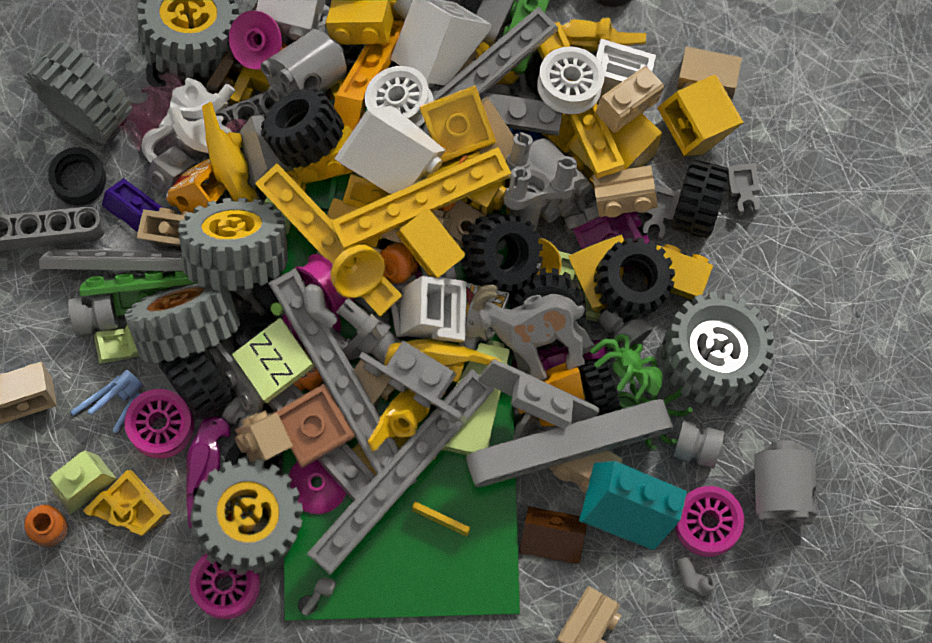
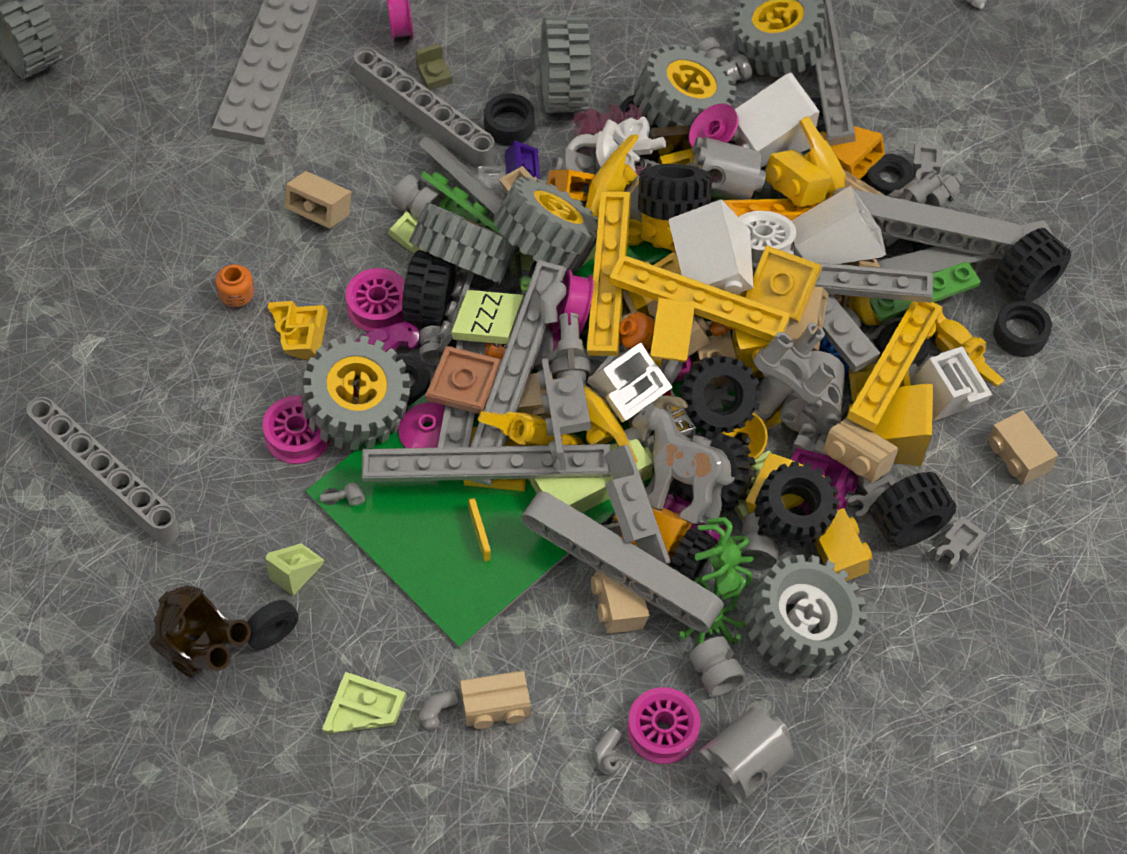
camera: 45 degrees right, 15 degrees down
(80, 480) = (289, 279): yellowish green torso -> none
(122, 386) = (383, 257): light blue plant -> none
(262, 436) = (424, 354): tan brick -> none
(362, 276) = (598, 311): yellow piece -> none
(553, 535) = (543, 621): reddish brown panel -> none
(567, 95) = (902, 339): white wheel -> none
(629, 99) = (930, 386): tan brick -> none
(631, 504) = (617, 648): teal slope -> none
(700, 116) = (978, 462): yellow slope -> none

